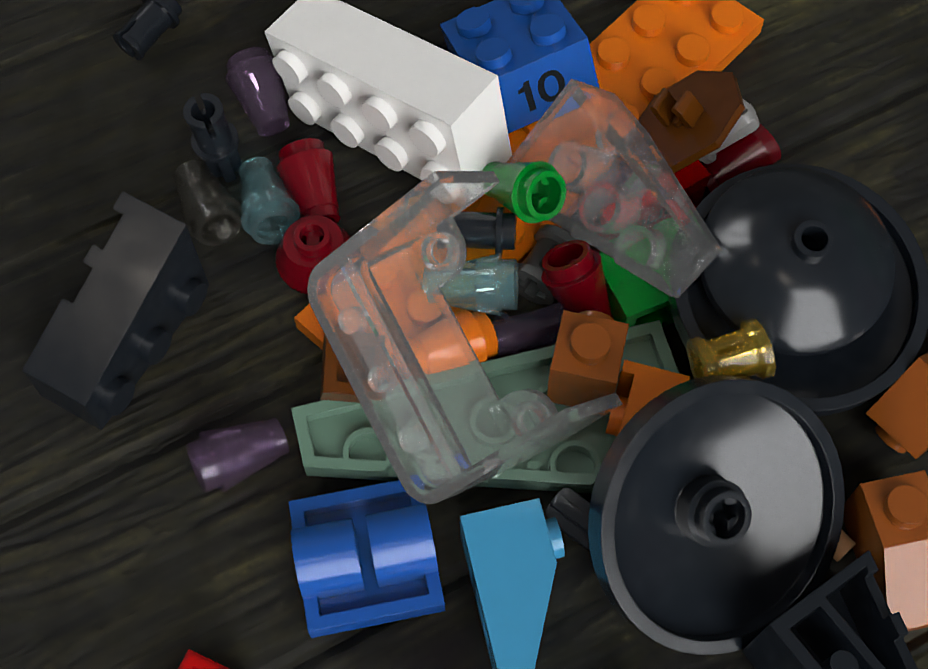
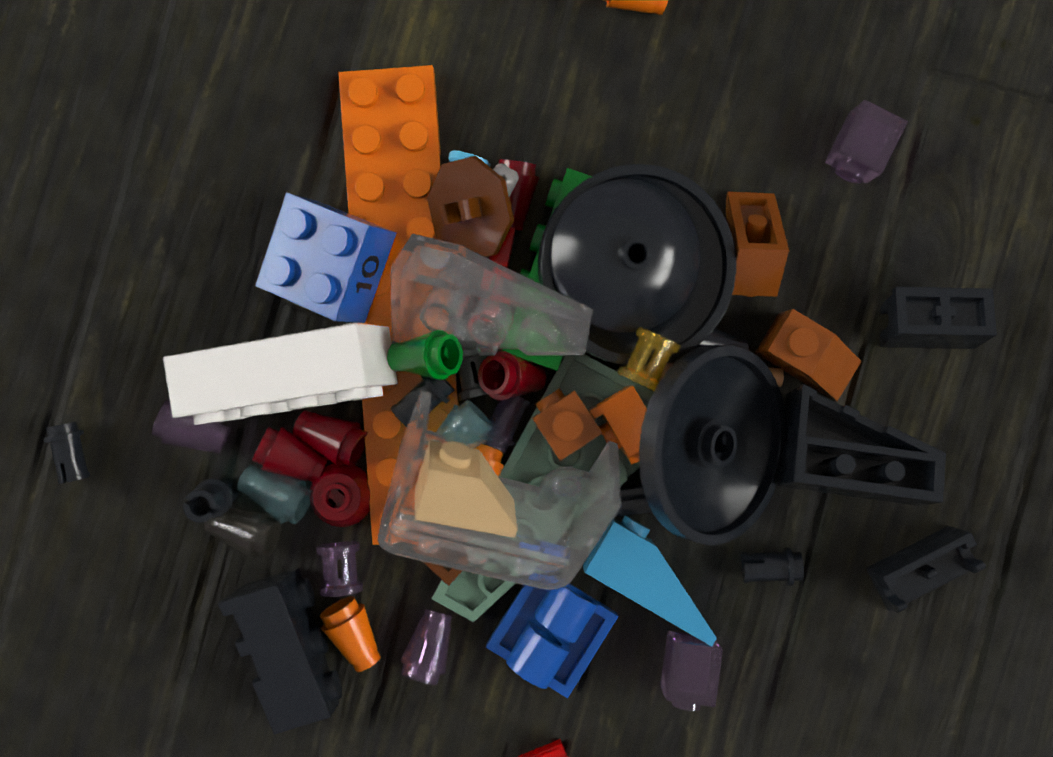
camera: 50 degrees left, 25 degrees up
(187, 370) = (351, 632): none -> orange cone
(243, 307) = (348, 583): none -> clear purple bush
(359, 195) = (332, 437): none -> dark red cone
(434, 302) = (463, 491): none -> tan slope

